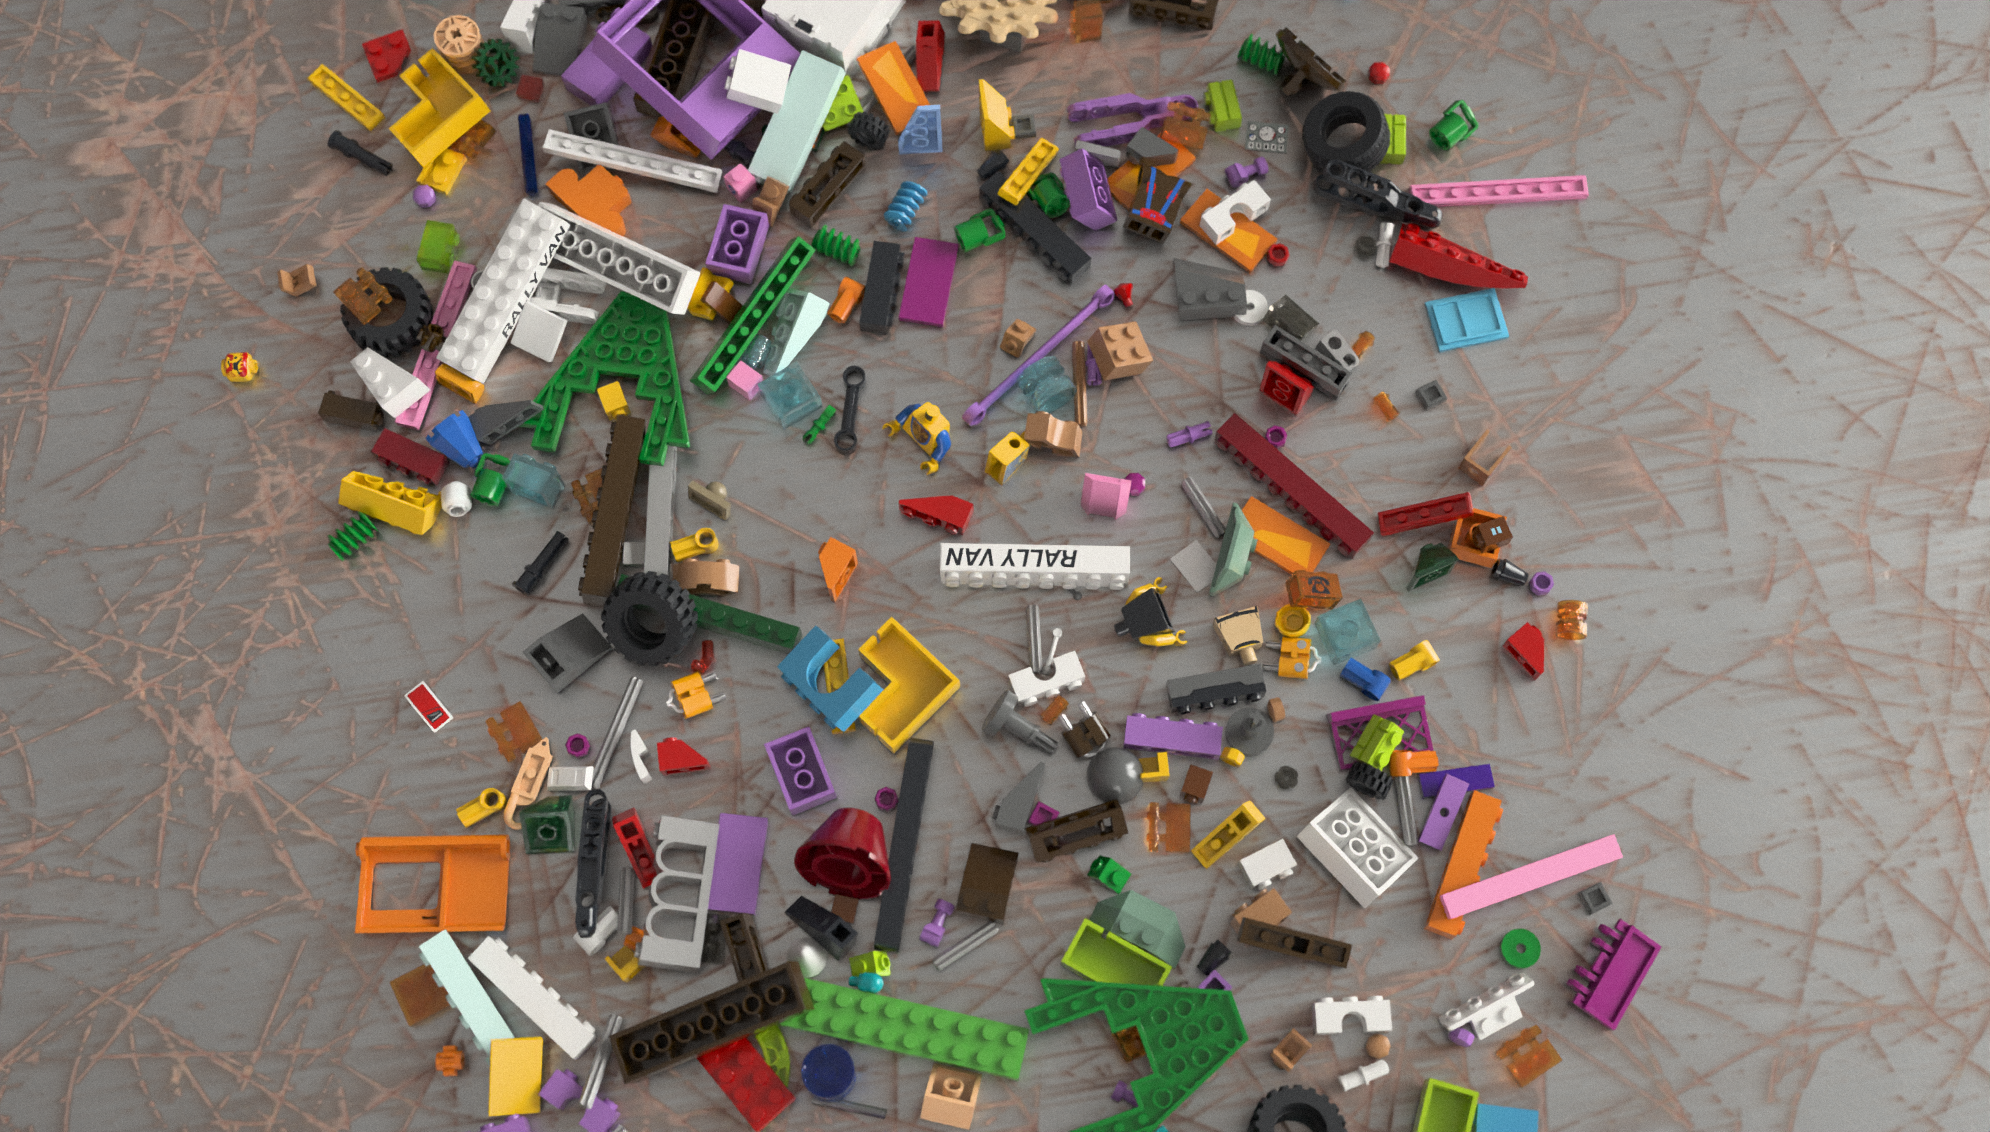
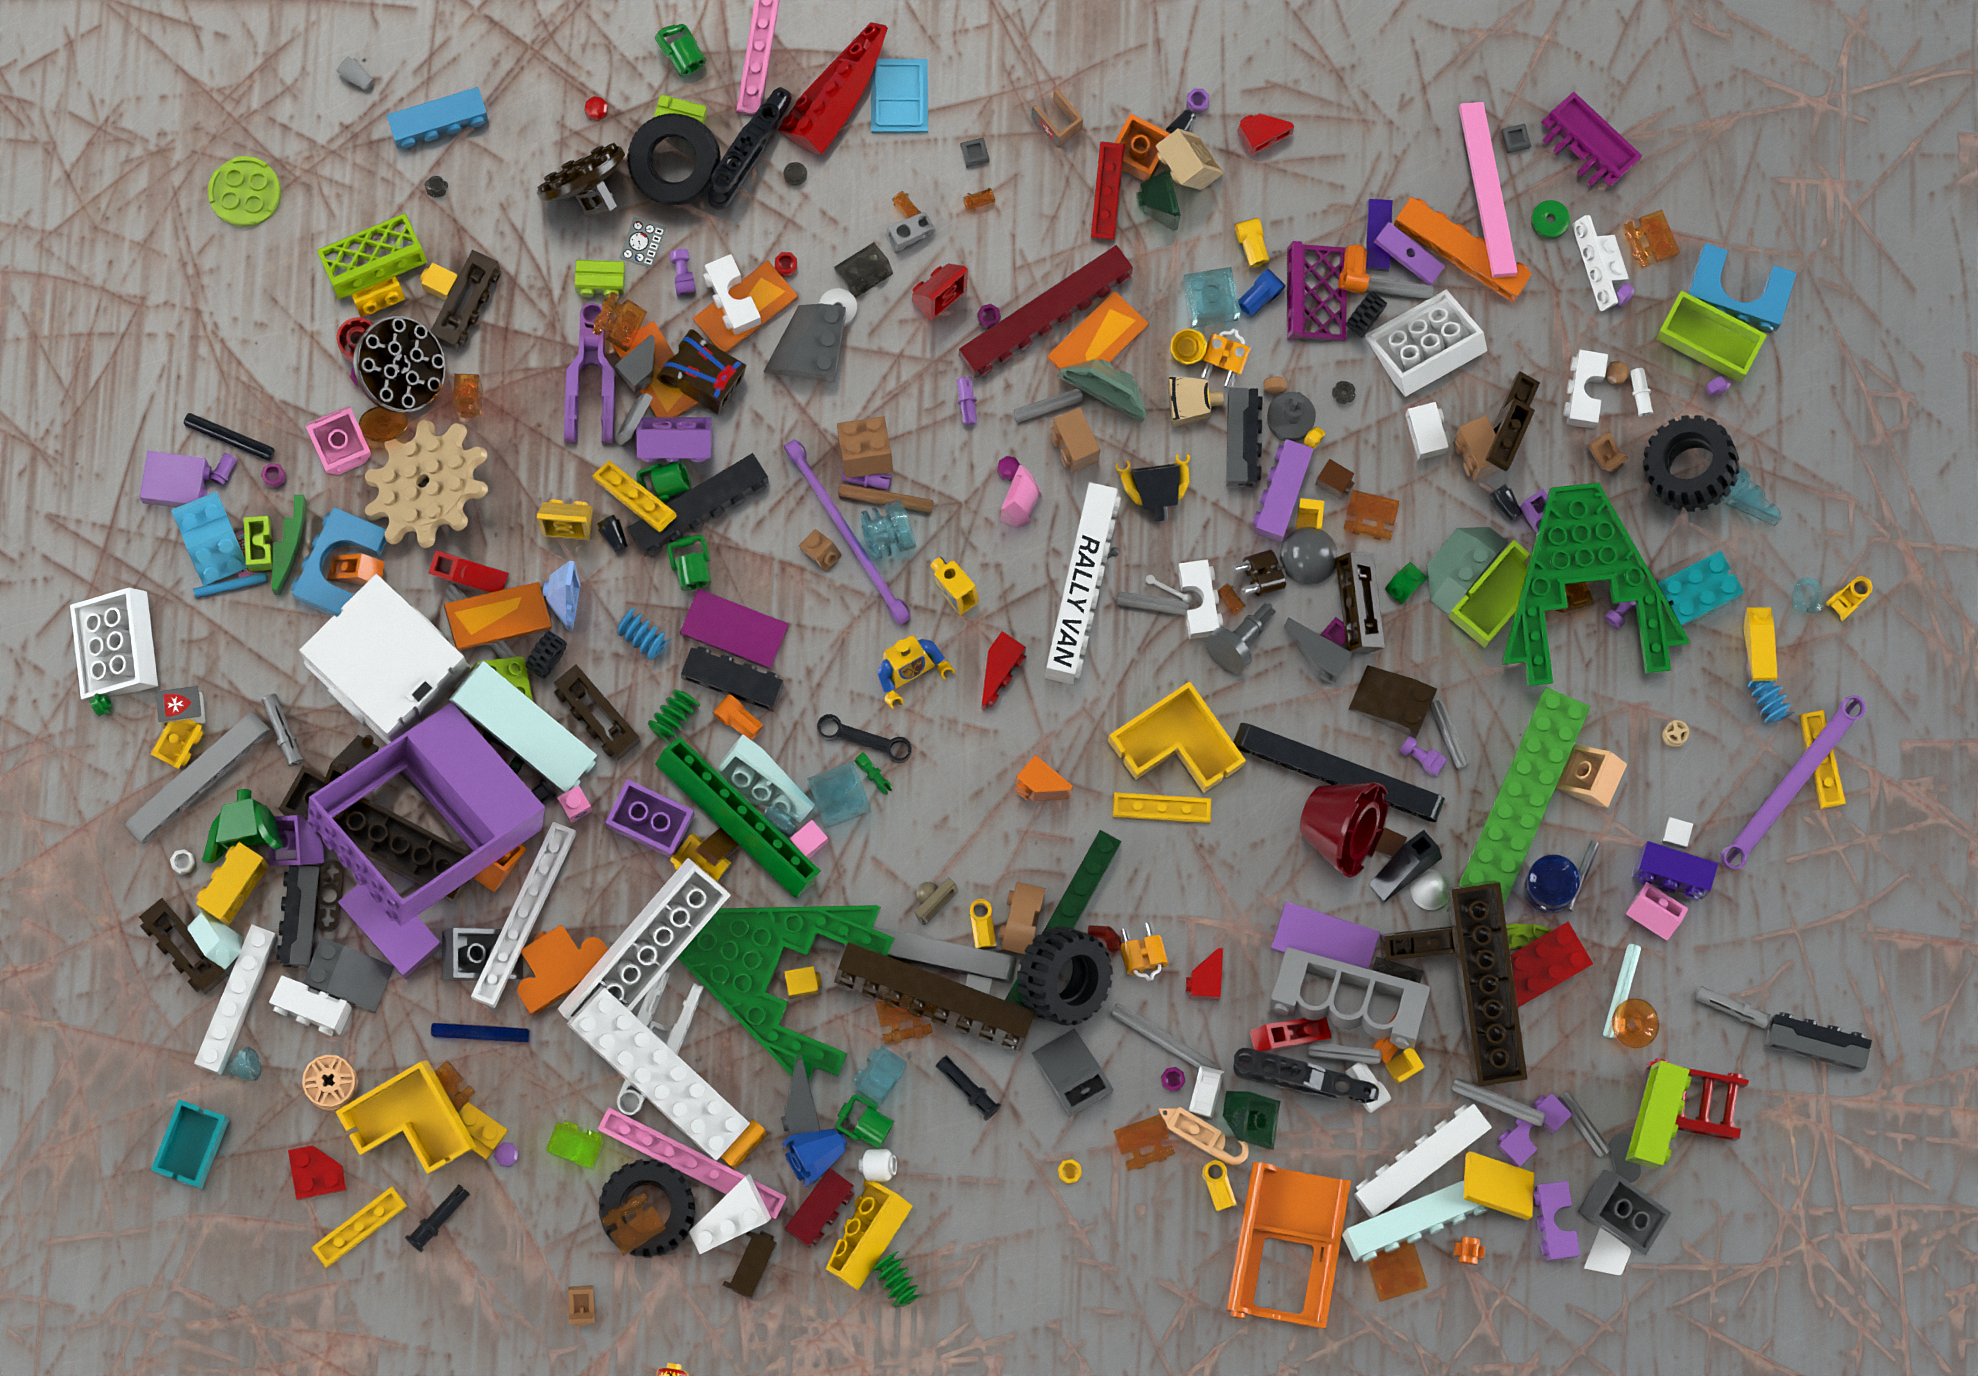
camera: 85 degrees left, 5 degrees up
(428, 706) = (1100, 1226): red slope -> none
(431, 337) = (692, 1161): dark brown gear -> none
(476, 669) = (1069, 1171): none -> yellow tile
(497, 52) = (364, 1046): dark green gear -> none
(530, 87) = (396, 1017): clear red tile -> none
(538, 331) = (705, 1048): white tile -> none
(639, 752) = (1191, 1018): white slope -> none
(757, 81) = (482, 752): white brick -> none
(770, 199) = (604, 775): medium nougat slope -> none
(800, 771) = (1247, 858): medium lavender brick -> none
(801, 669) = (1142, 838): dark azure arch -> none
(867, 982) = (1472, 830): teal cylinder -> none
(870, 962) = (1452, 829): lime bracket -> none
(886, 799) = (1289, 781): magenta tile -> none
(1024, 126) = (572, 490): dark grey tile -> none
(1058, 435) = (941, 535): medium nougat brick -> none
(1124, 292) = (793, 429): red rock -> none
(1172, 532) = (1075, 440): none -> medium nougat brick
(1195, 565) = (1110, 427): white sticker -> none
(1228, 834) = (1390, 459): yellow slope -> none
(1262, 54) = (547, 221): green piece -> none
(1306, 362) = (917, 265): dark grey piece -> none
(1313, 590) = (1163, 318): clear orange brick -> none
(1377, 742) = (1333, 296): lime brick -> none
(1384, 245) = (800, 154): white axle -> none
(1475, 578) = (1188, 159): none -> tan brick
(1492, 534) = (1149, 131): reddish brown brick -> none
(1571, 622) = (1243, 82): clear orange wheel -> none

